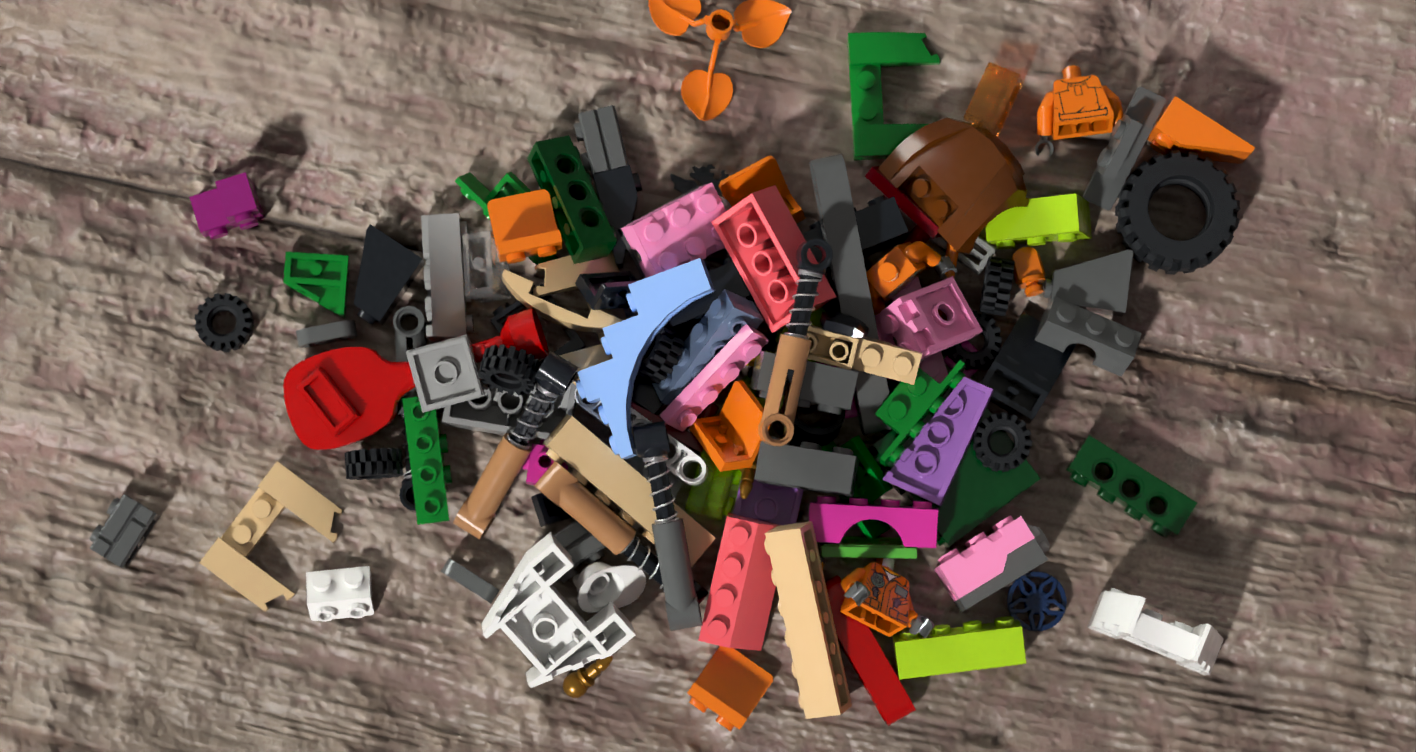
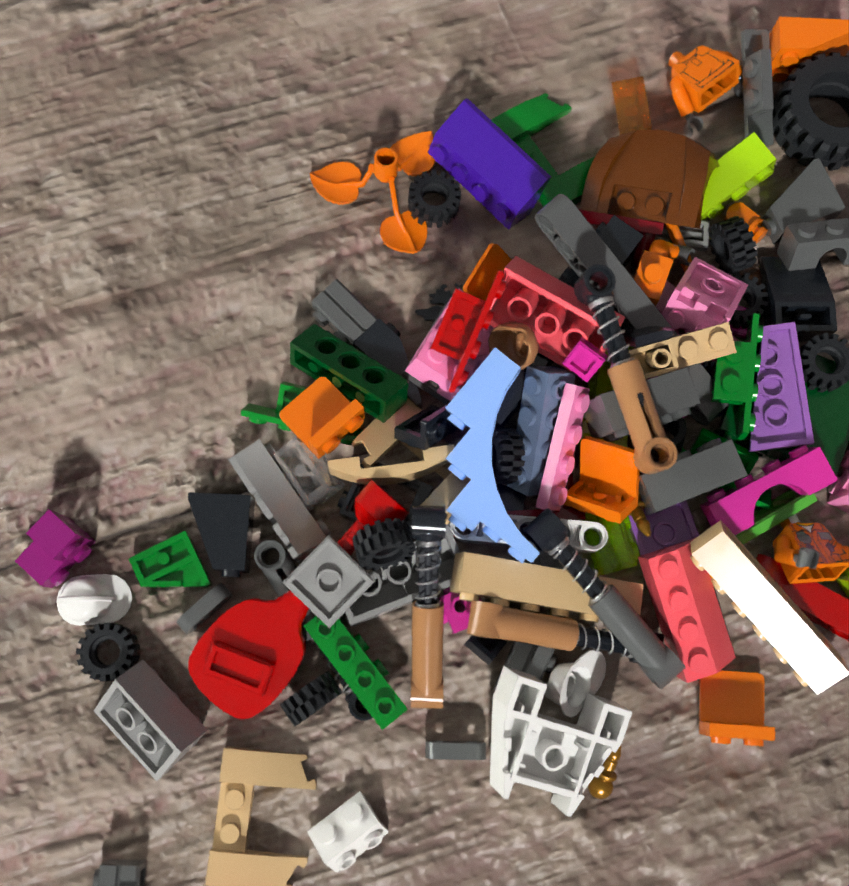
camera: 30 degrees left, 5 degrees down
(227, 400) = (149, 719): none -> light grey slope
(235, 269) = (94, 599): none -> white piece
(684, 222) = (462, 325): none -> red bracket
(724, 263) = (516, 342): none -> medium nougat hair
(751, 96) = (434, 184): none -> black tyre
(774, 312) = (584, 359): none -> dark pink tile
(817, 78) = (488, 164): none -> dark purple slope

